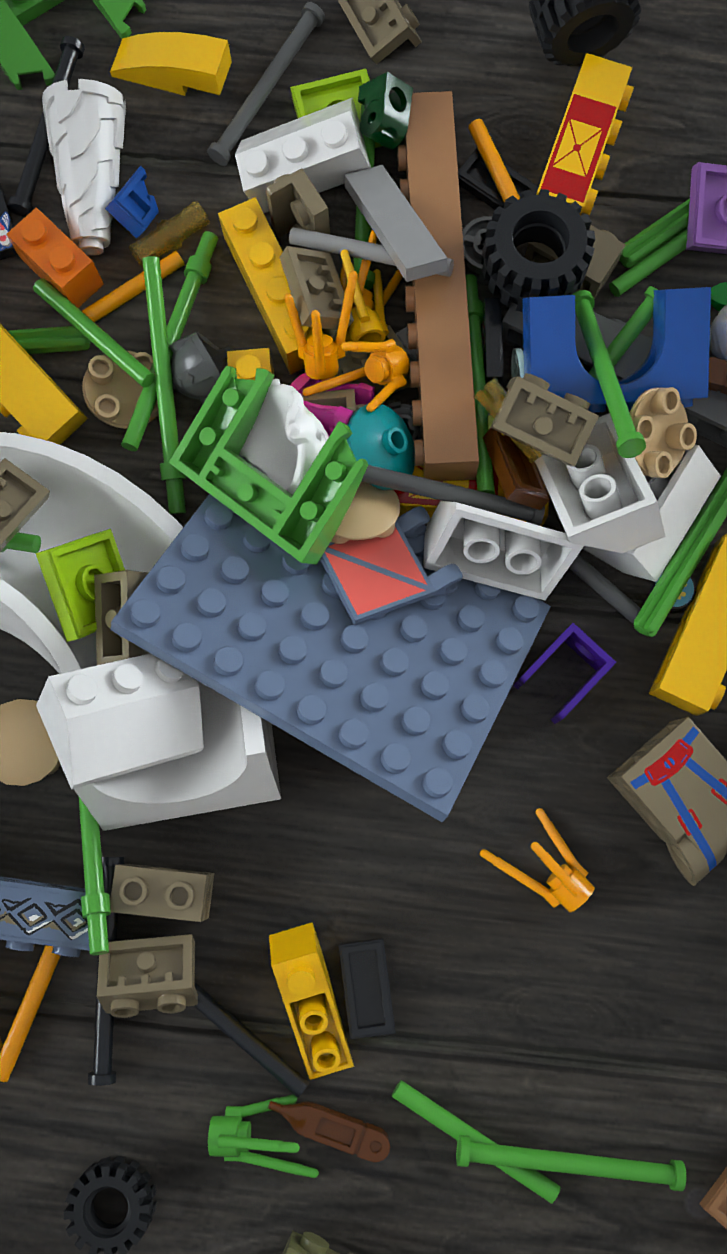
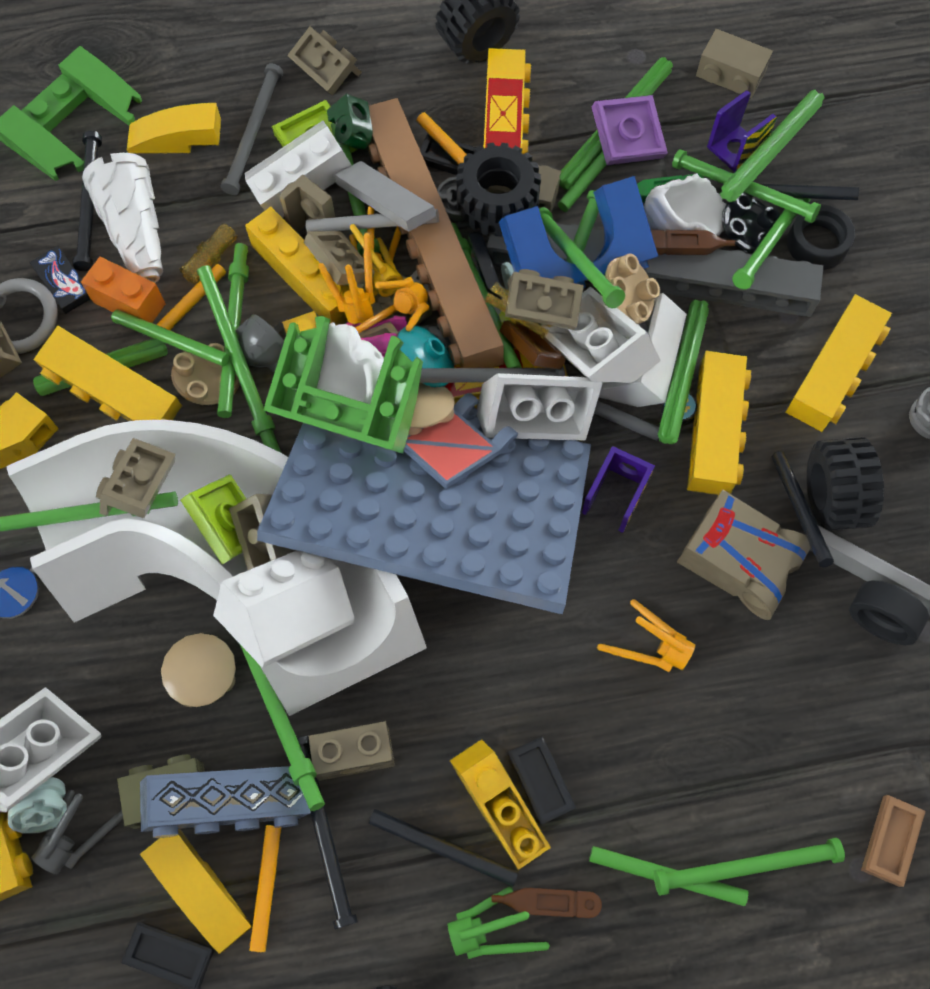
camera: 20 degrees left, 10 degrees down
(134, 205) = (174, 238): blue tile -> none
(147, 976) = (360, 821): dark tan bracket -> none

